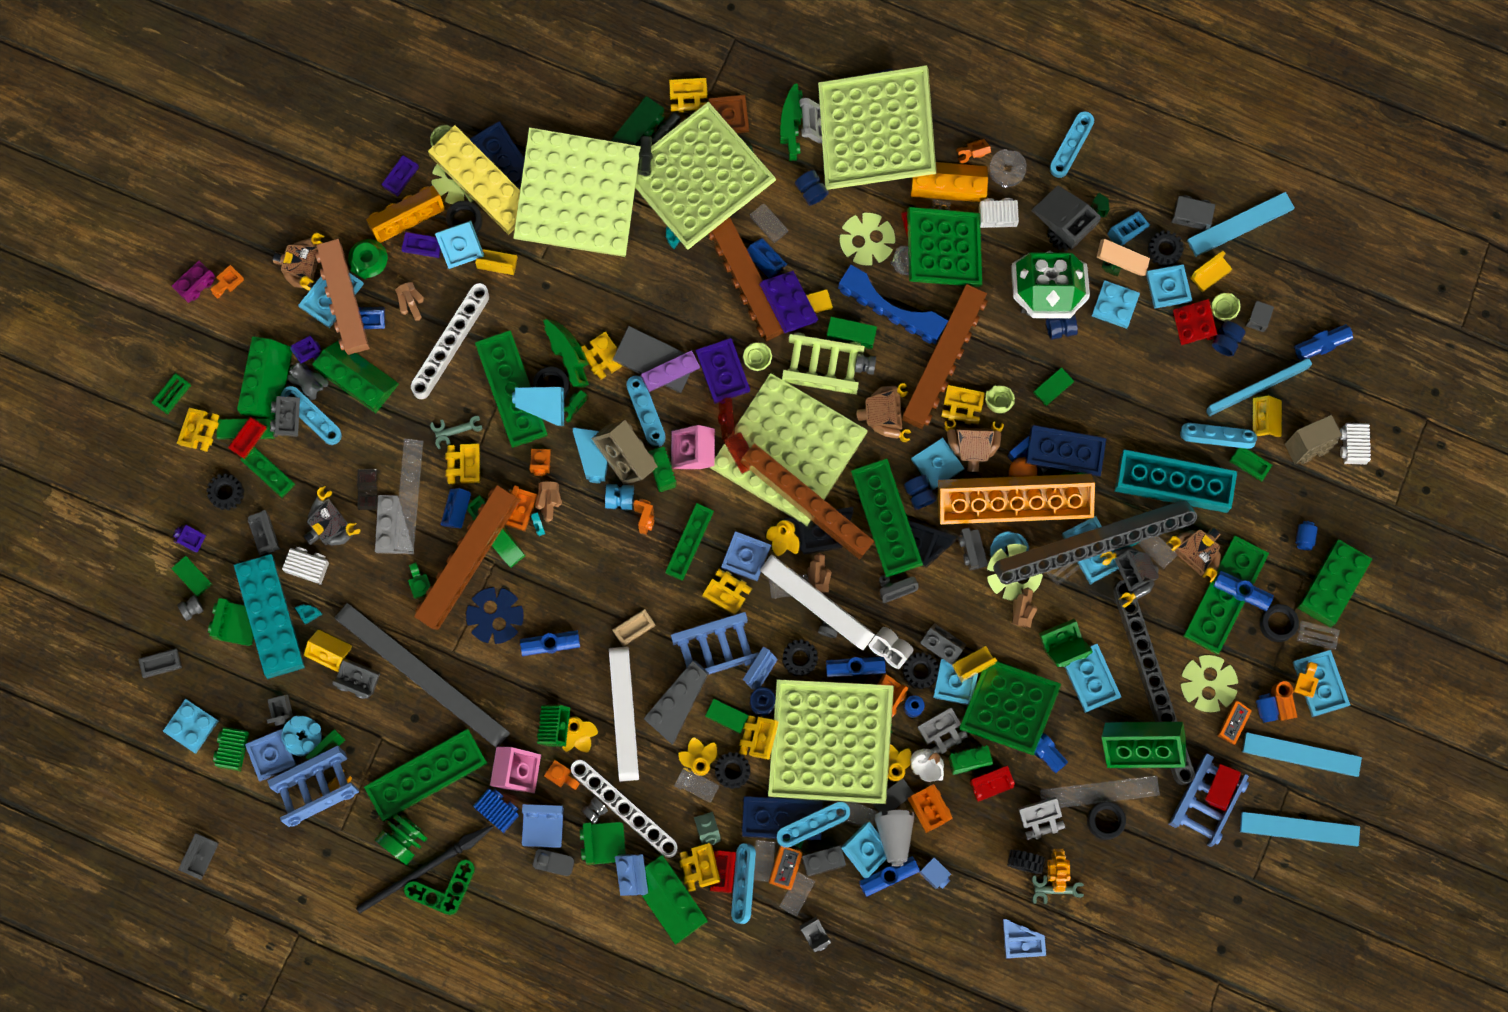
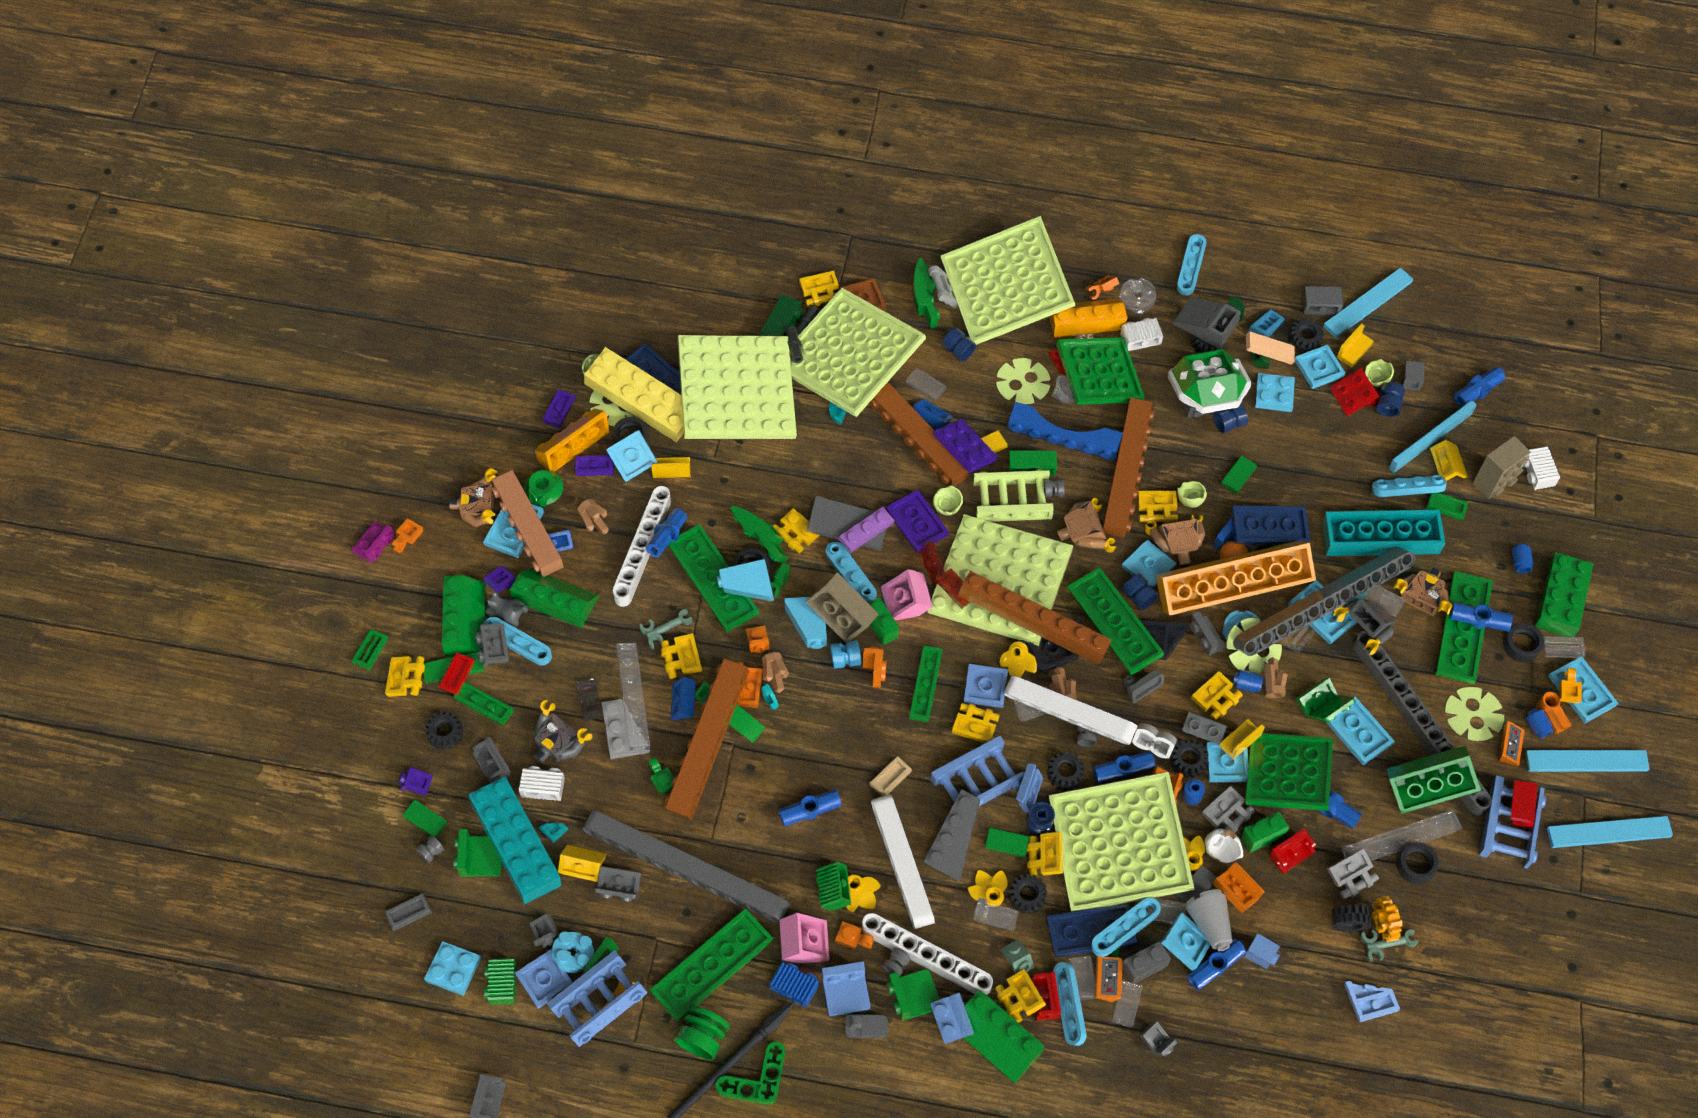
camera: 10 degrees left, 15 degrees down
(475, 334) = (666, 532): none -> blue piece
(479, 616) = (739, 809): dark blue piece -> none
(960, 609) = (1212, 691): none -> yellow plate
(998, 605) = (1248, 681): none -> blue brick

